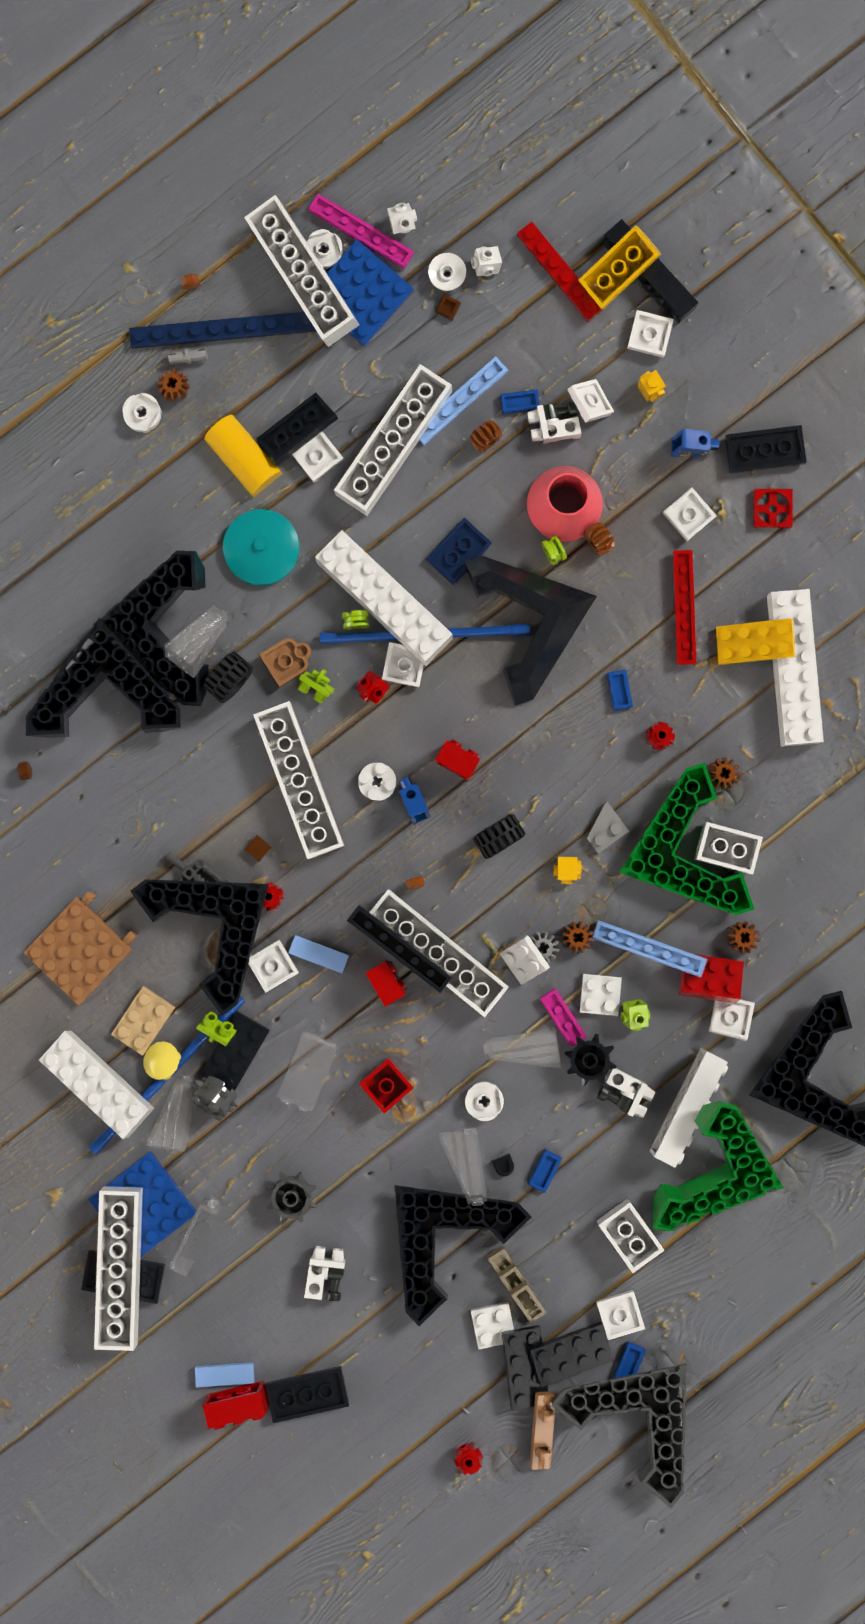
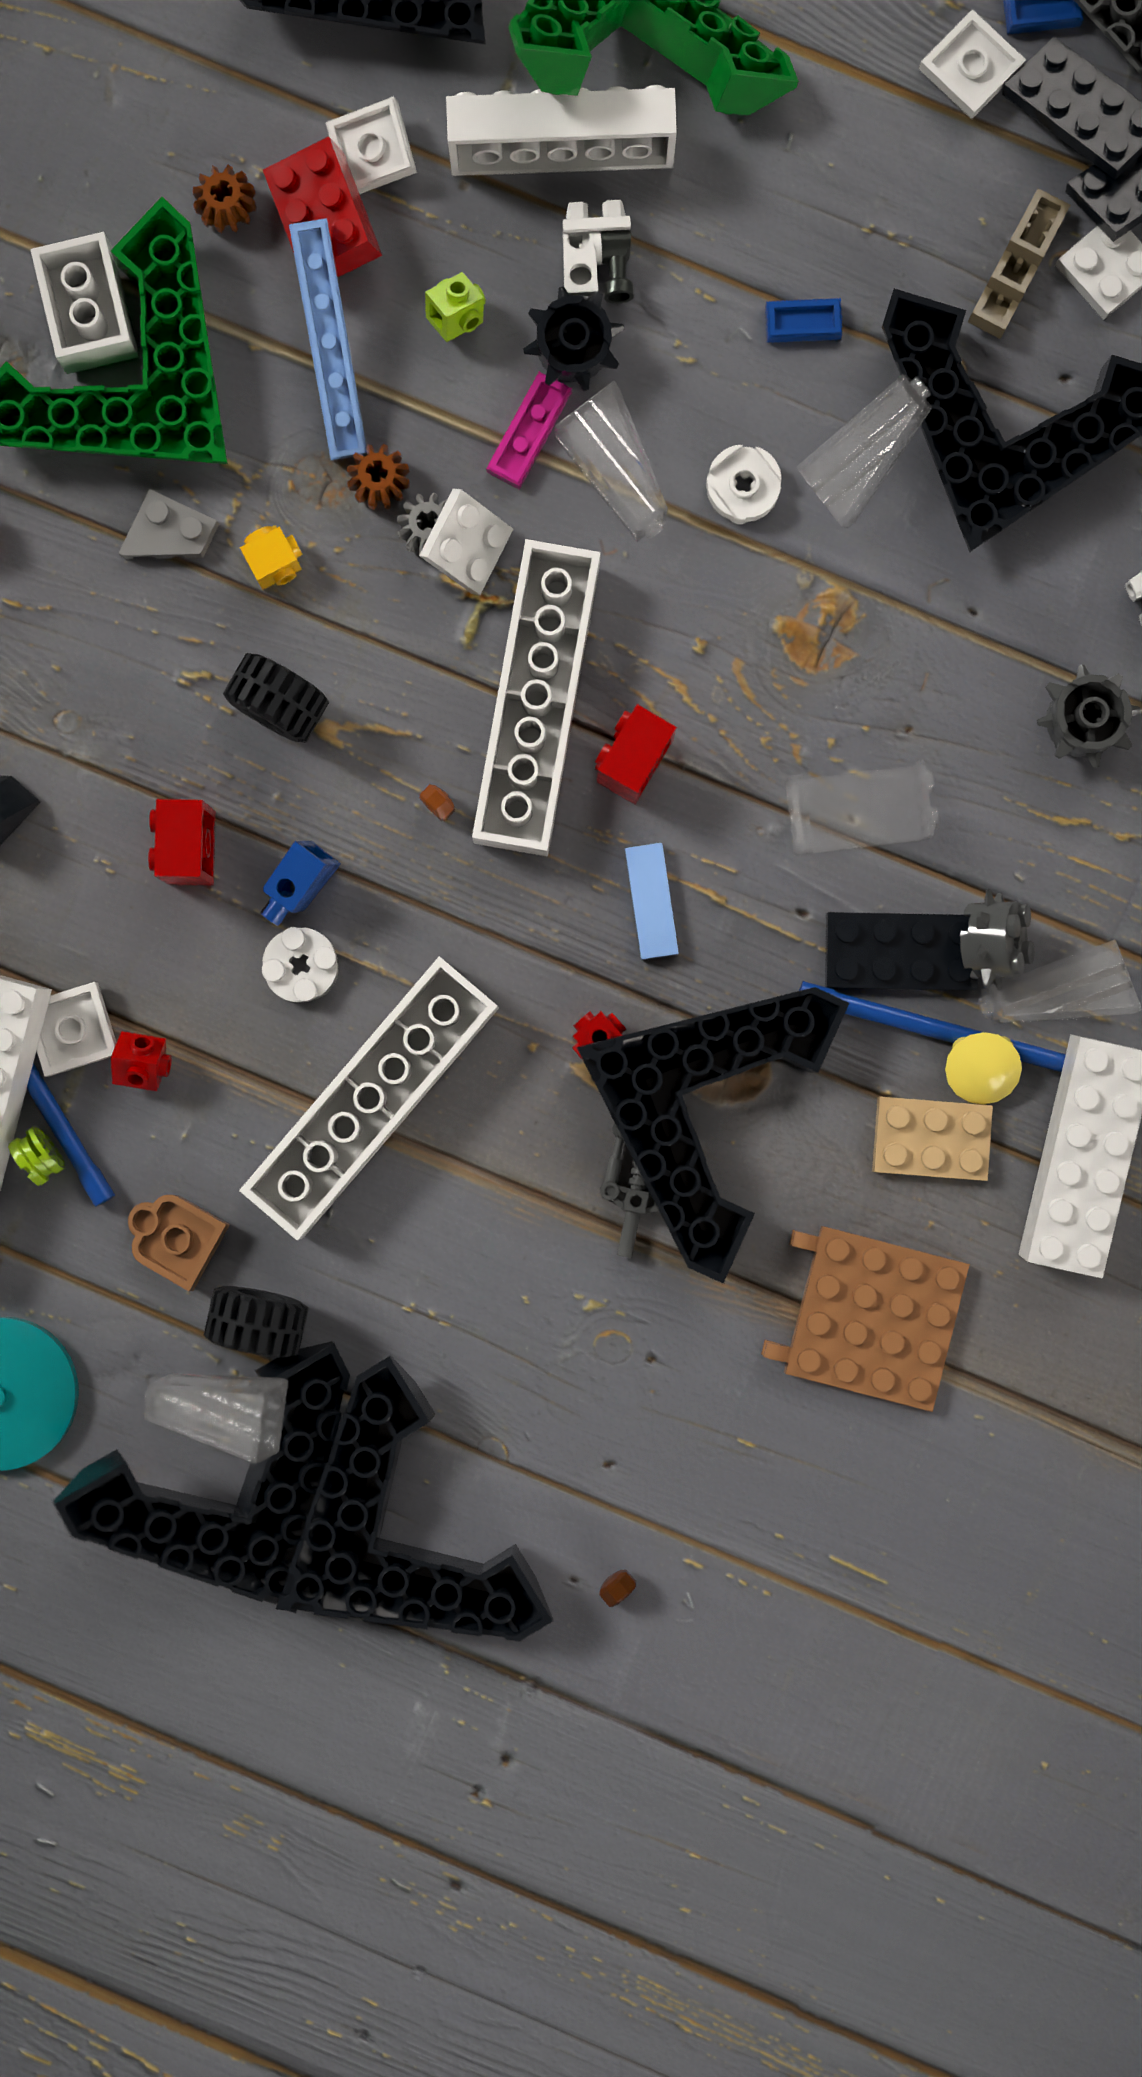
camera: 120 degrees left, 0 degrees up
(216, 1029) = (876, 1000): lime hips -> none
(258, 848) = (528, 1106): reddish brown tile -> none
(272, 966) = (715, 967): white plate -> none
(318, 682) = (188, 1179): lime hips -> none
(386, 1085) = (809, 659): red brick -> none
(399, 948) = (561, 755): black brick -> none
(504, 1165) = (832, 393): black tile -> none
(600, 994) = (455, 388): white plate -> none
(630, 1235) = (831, 114): white brick -> none

